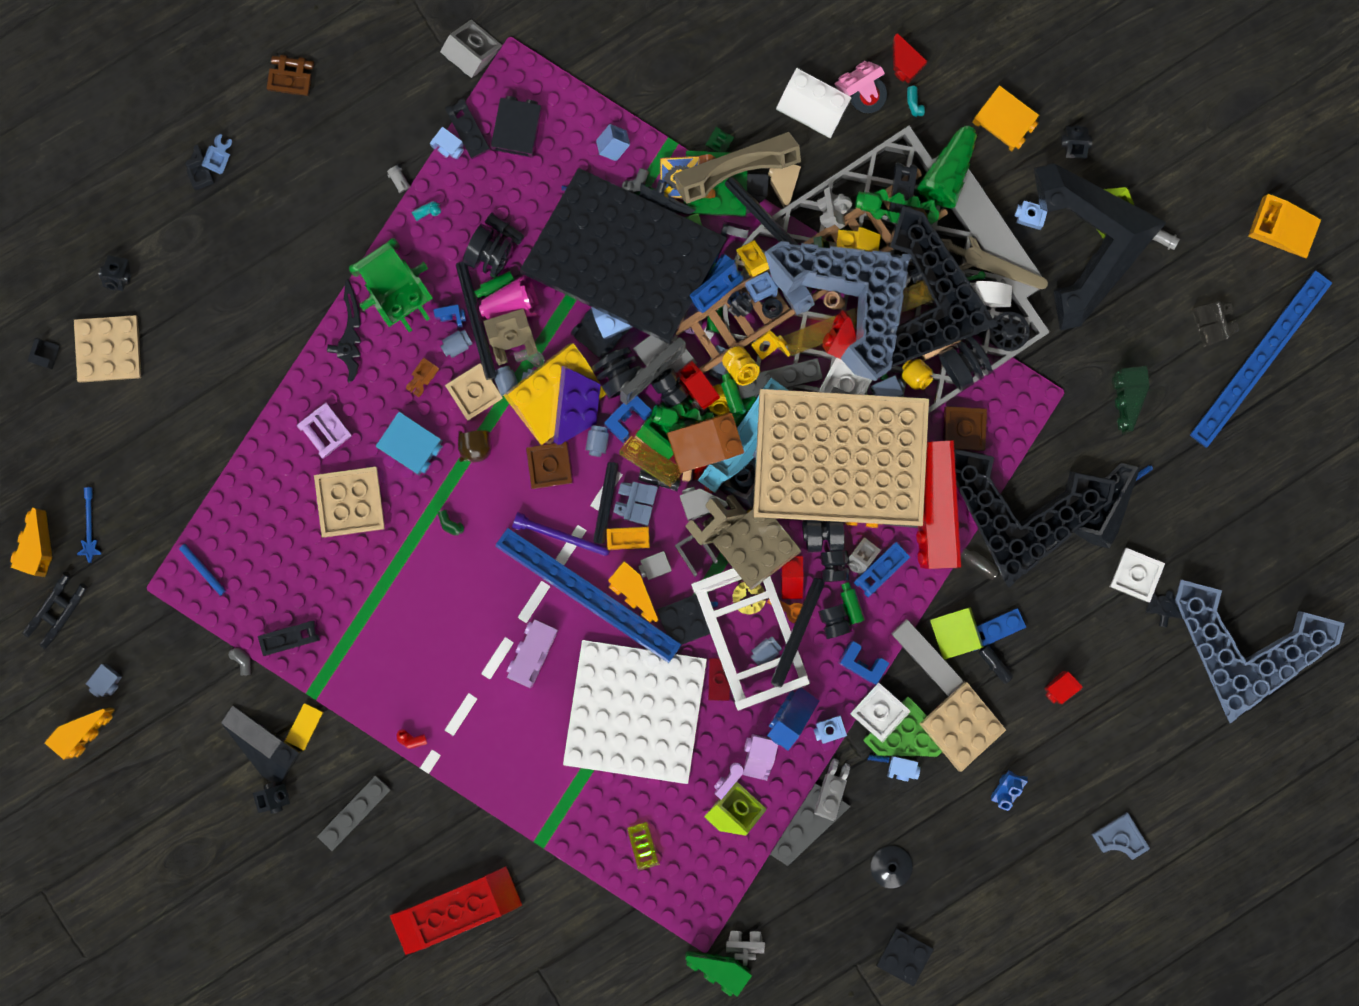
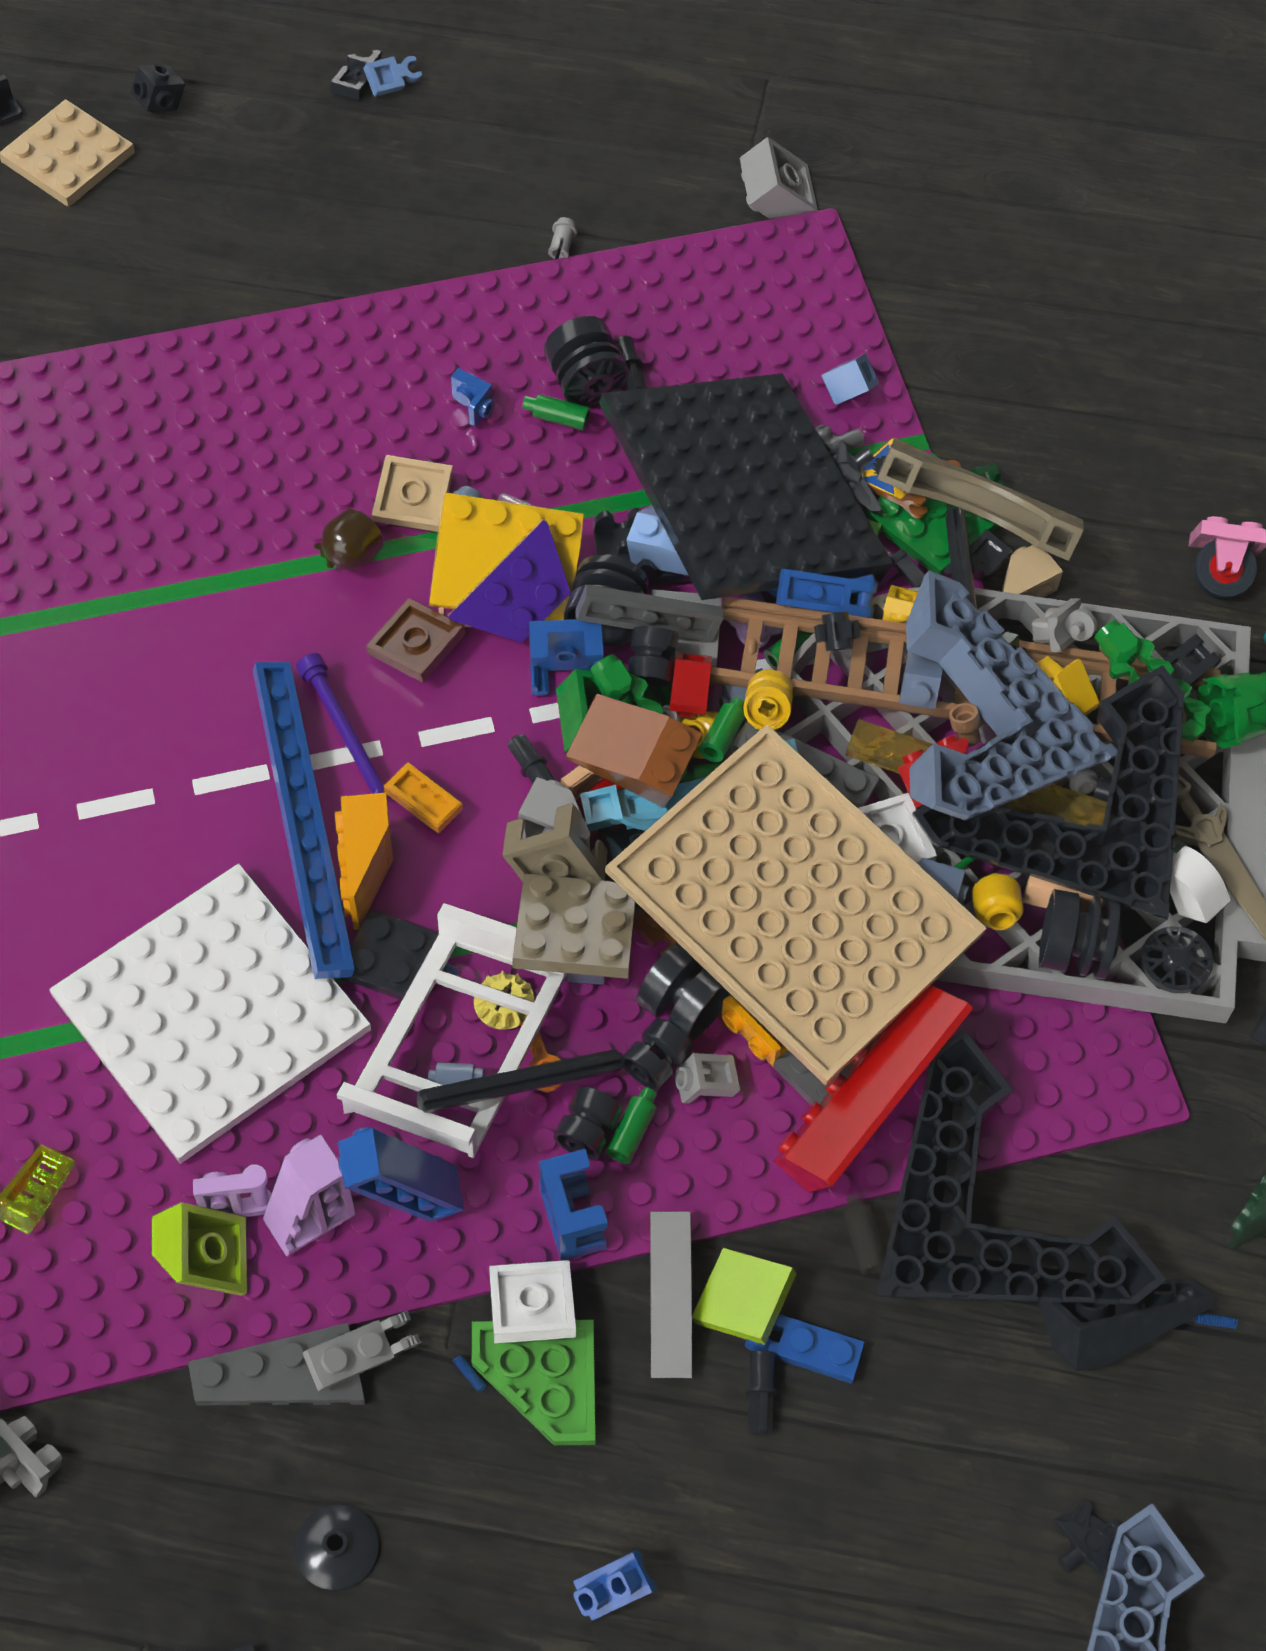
camera: 40 degrees right, 25 degrees down
(289, 81) = (544, 72): reddish brown plate -> none
(329, 425) = (209, 396): lavender plate -> none
(346, 346) = (319, 341): black piece -> none
(349, 502) = (140, 486): tan plate -> none
(392, 284) = (440, 306): green piece -> none
(410, 444) = (277, 482): dark azure brick -> none
(422, 375) = (376, 429): dark orange plate -> none
(432, 207) = (564, 283): teal arm -> none
(447, 144) = (653, 238): light blue brick -> none
(449, 526) = (224, 604): dark green arm -> none
(456, 343) = (446, 428): sand blue brick -> none
(467, 129) = (692, 248): black plate -> none
(476, 321) = (494, 424): black axle -> none
(509, 332) = (518, 458): dark tan panel -> none
(511, 298) = (560, 433): dark pink cone -> none
(516, 126) = (750, 282): black brick -> none
(531, 653) = (157, 821): lavender wedge -> none
(597, 441) = (502, 659): sand blue brick -> none
(605, 503) = (439, 736): black axle -> none
(637, 493) = (479, 766): sand blue hips -> none
(650, 461) = (543, 732): clear yellow plate -> none
(654, 566) = (422, 855): light grey brick -> none
(685, 558) = (478, 859): flat silver piece -> none
(718, 683) = (352, 1063): dark red plate -> none
(761, 287) = (884, 632): medium blue bracket -> none
(772, 303) = (874, 672): black plate -> none
(775, 342) = (842, 716): yellow bracket -> none
(792, 579) = (587, 1018): red slope -> none
(813, 103) = (1145, 528): white slope -> none
(837, 725) = (442, 1274): light blue brick -> none
(882, 569) = (718, 1117): blue plate -> none
(903, 769) = (489, 1414): light blue brick -> none
(962, 726) = (630, 1432): tan plate -> none
(965, 427) = (1007, 1034): reddish brown plate -> none
(1062, 688) = (830, 1508): red slope -> none
(1137, 575) = (1086, 1452): white plate -> none

